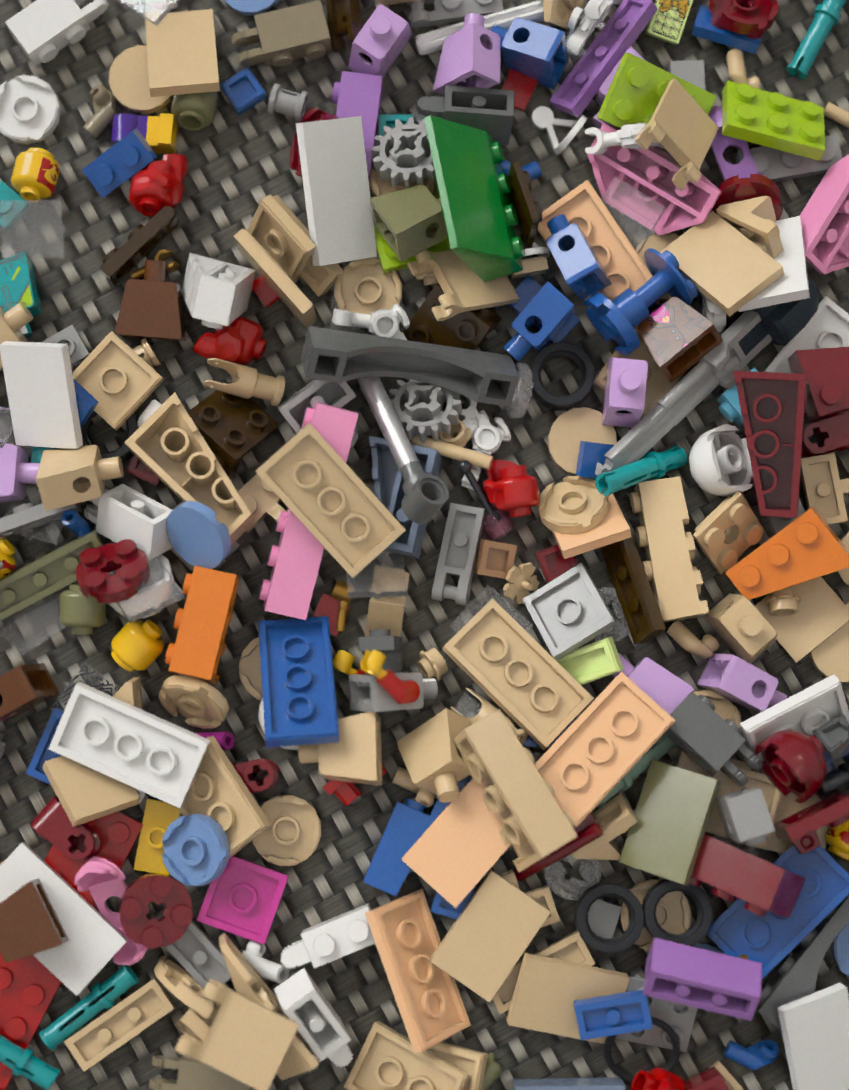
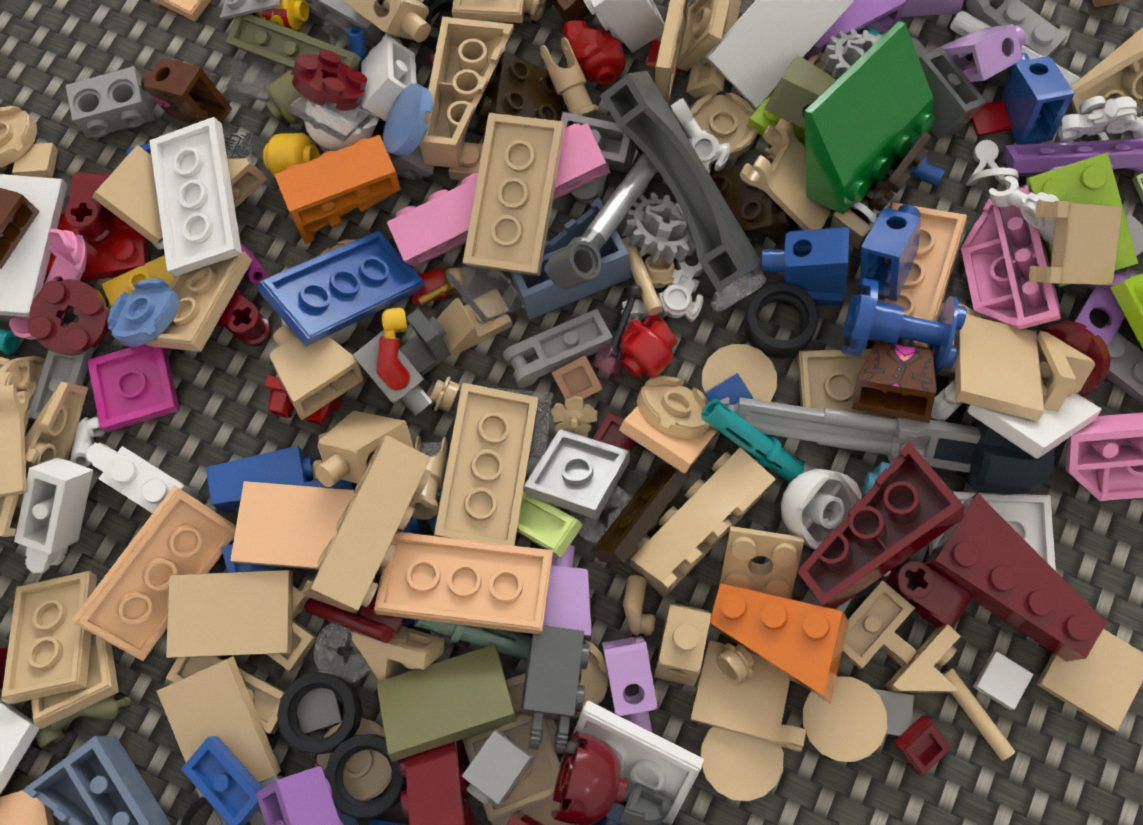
camera: 65 degrees right, 10 degrees down
(195, 700) = (272, 222): tan tile -> none
(292, 832) = (217, 381): tan tile -> none
(624, 391) = (814, 371): lavender torso -> none
(633, 211) = (974, 272): clear piece -> none

